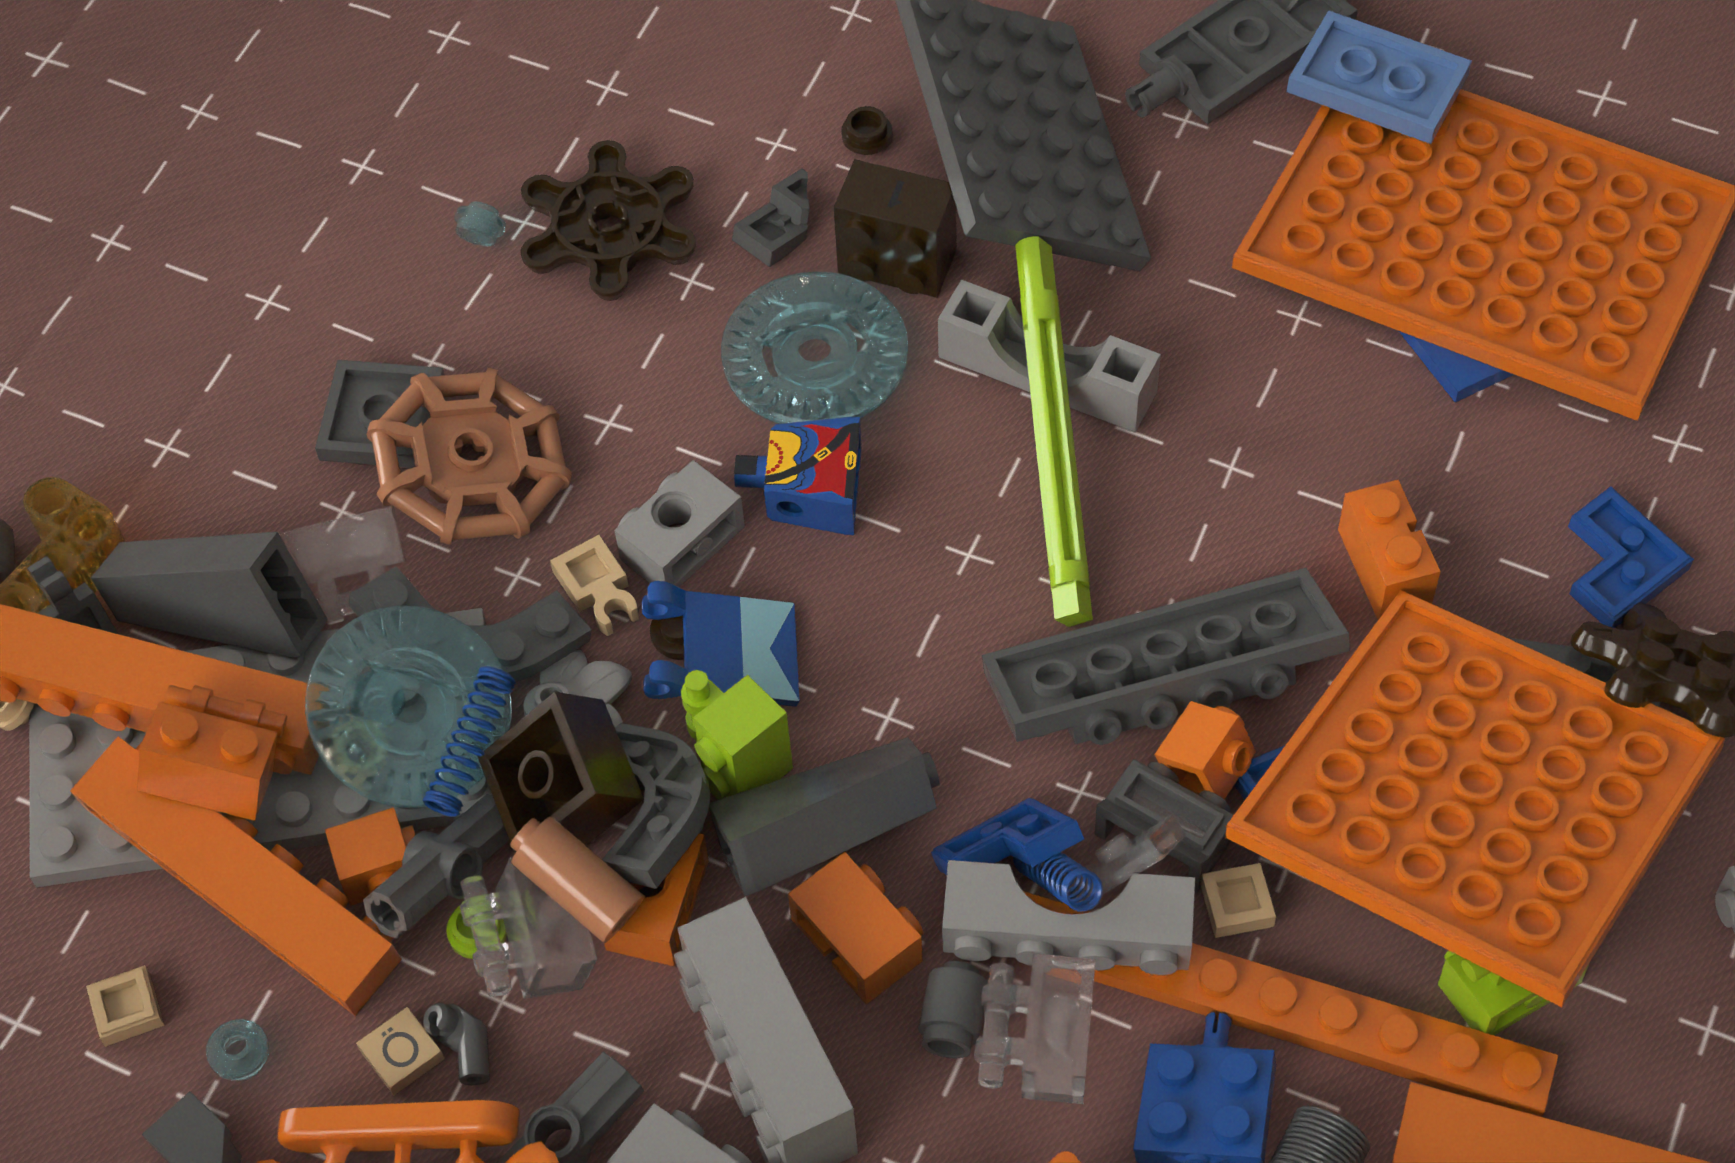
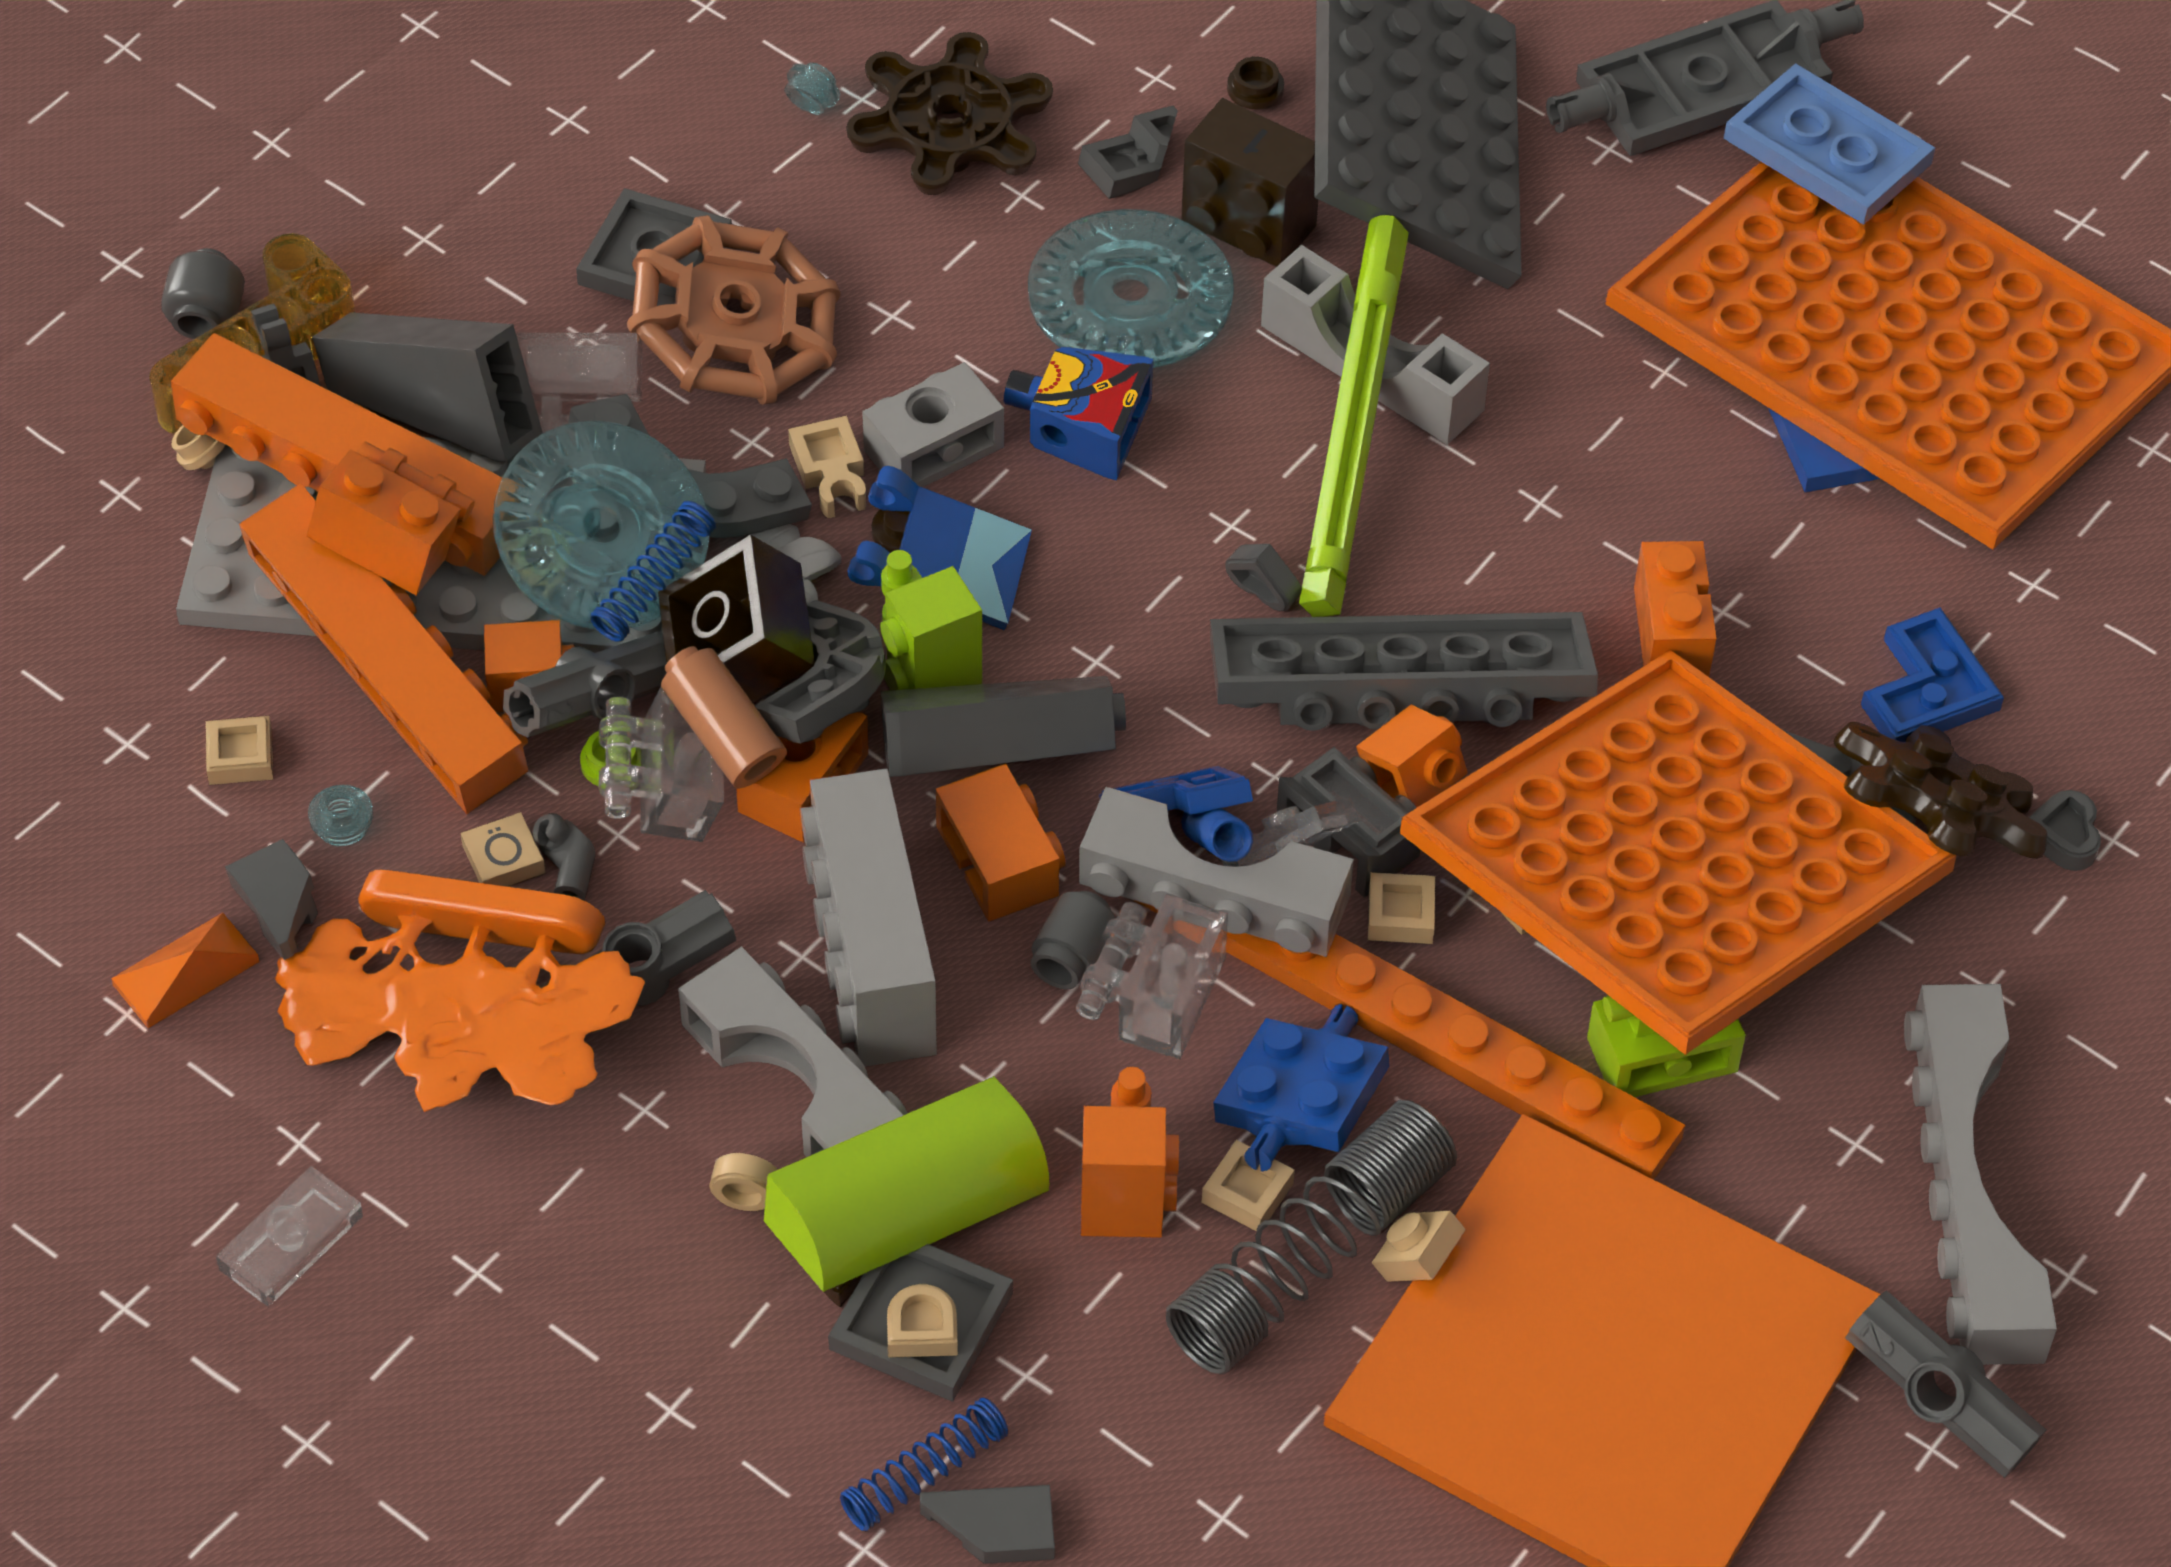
camera: 10 degrees right, 5 degrees down
(1016, 599) = (1264, 573): none -> dark grey tile

